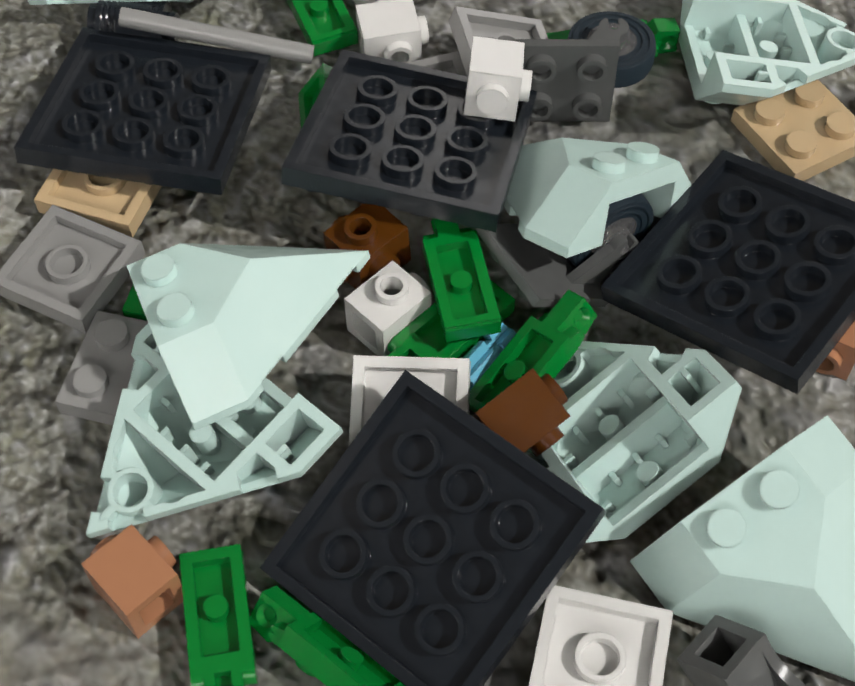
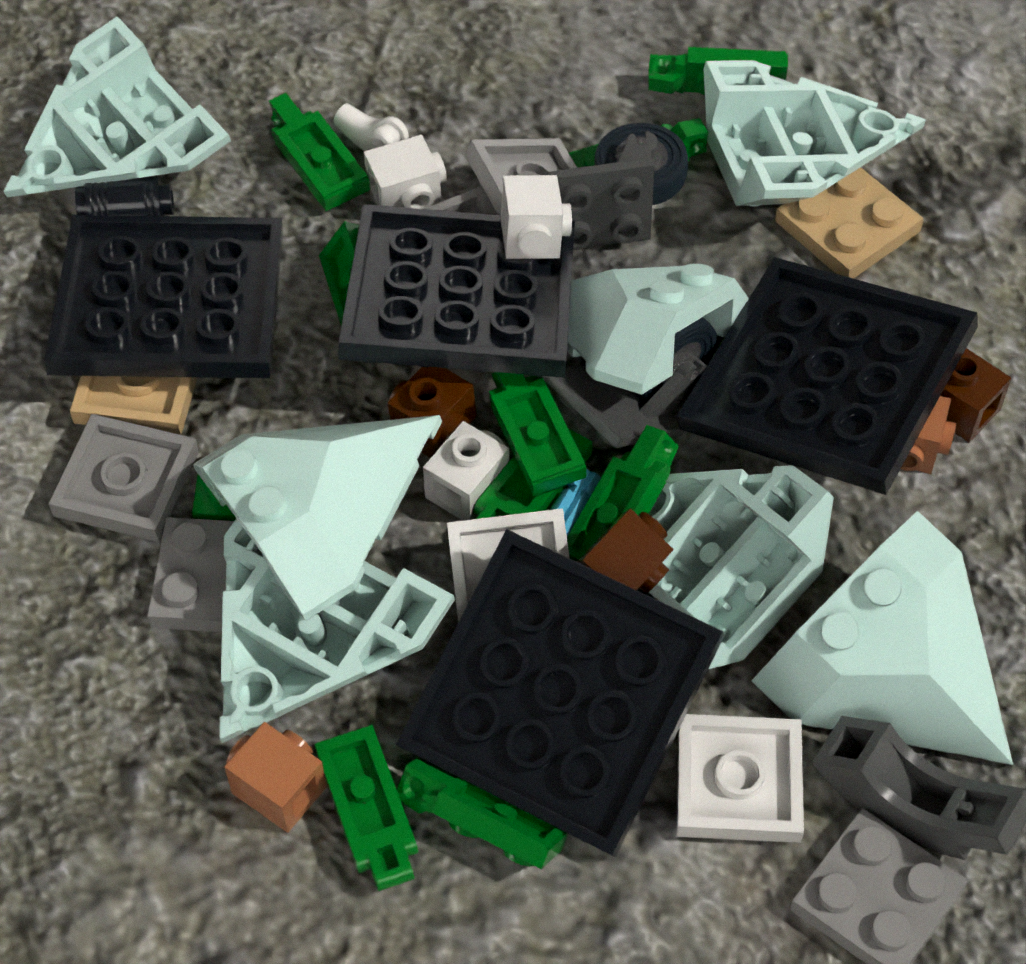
camera: 10 degrees left, 0 degrees up
(215, 35) = (220, 204): light grey bar -> none

